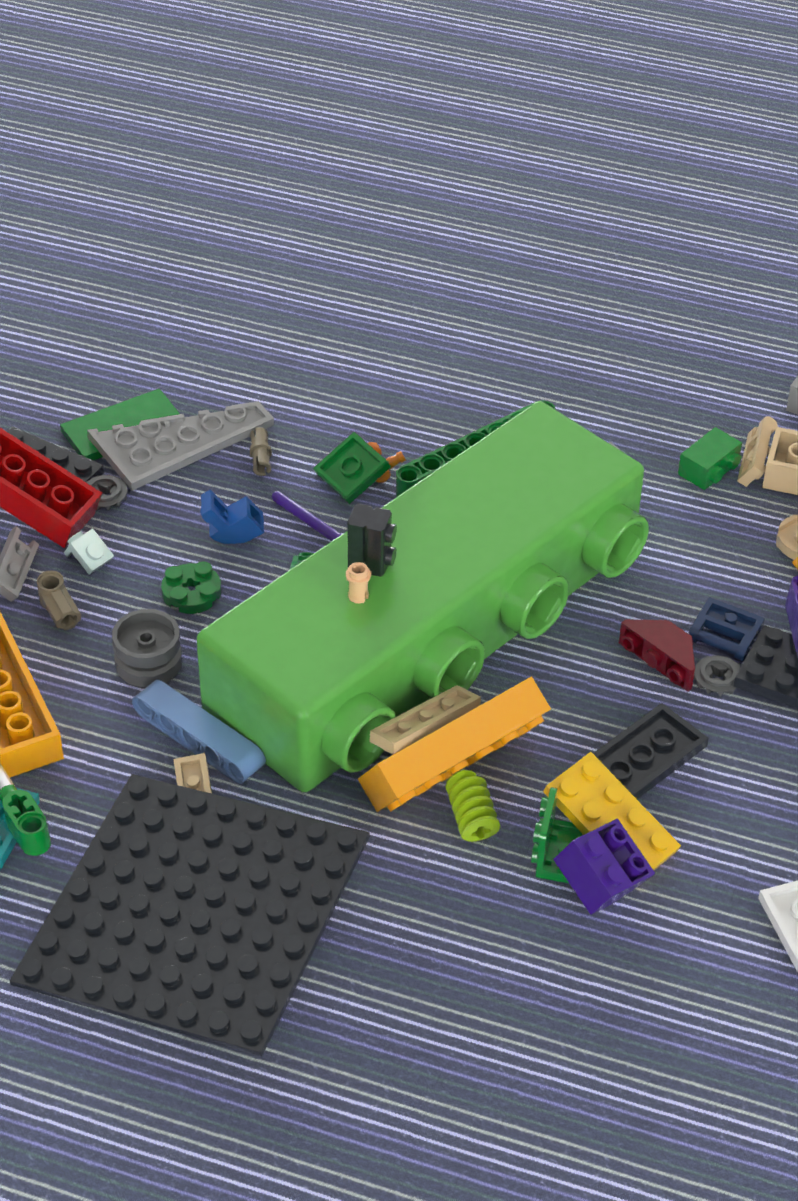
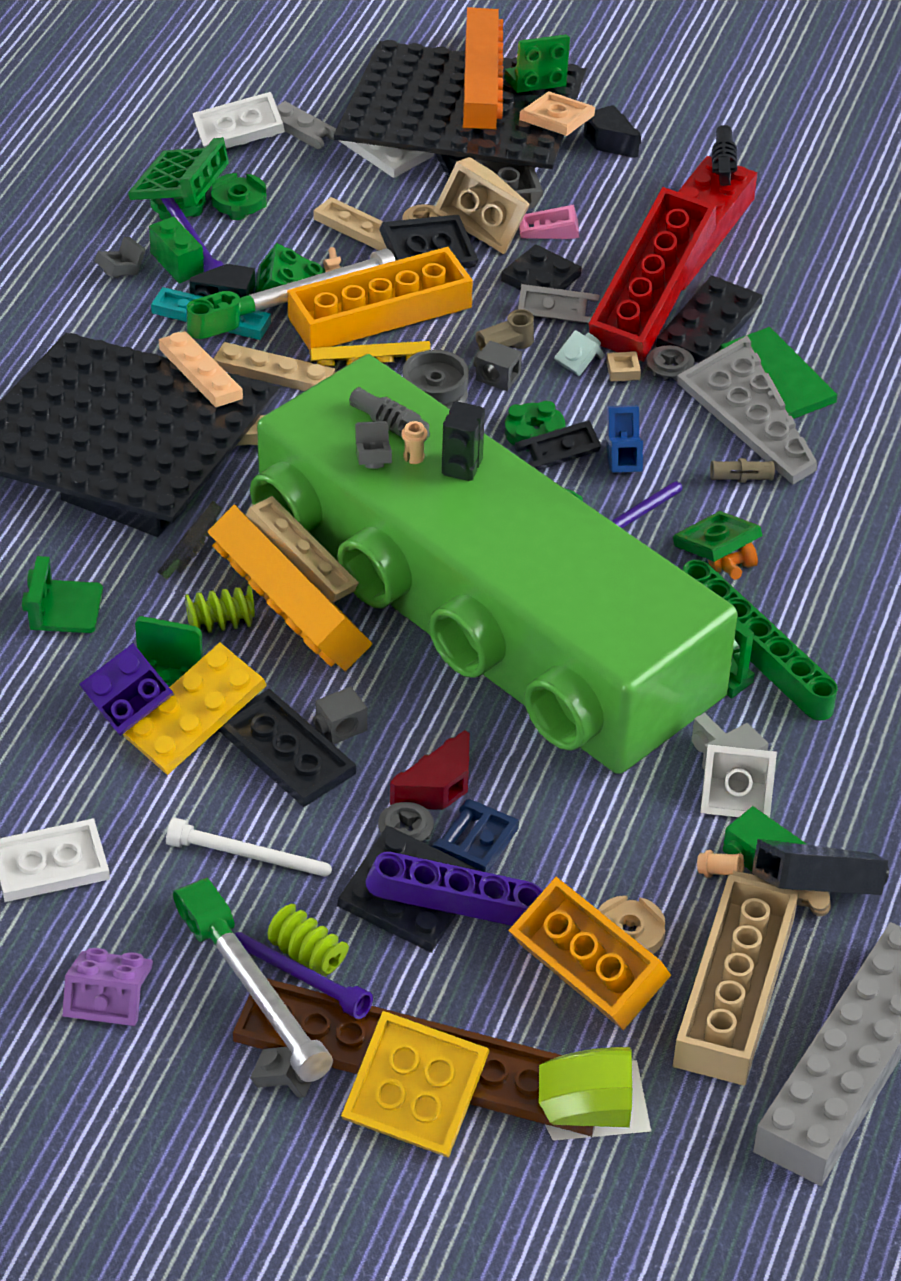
camera: 90 degrees right, 0 degrees up
(77, 706) = (383, 352): none -> yellow plate
(88, 789) = (271, 367): none -> tan plate
(106, 606) = (498, 365): none -> dark grey brick
(110, 835) = (200, 369): none -> light nougat plate
(111, 521) = (623, 366): none -> tan plate
(228, 566) = (561, 445): none -> black hinge
(310, 604) = (385, 410): none -> dark grey hinge
(364, 614) = (373, 444): none -> dark grey bracket
(391, 826) = (191, 542): none -> clear smoke plate
(464, 942) = (59, 603): none -> green bracket
(599, 716) = (340, 715): none -> dark grey brick
(656, 467) = (737, 780): none -> white slope
(730, 489) = (719, 864): none -> light nougat pin
(753, 415) = (819, 868): none -> black slope
(759, 827) = (181, 833): none -> white piece

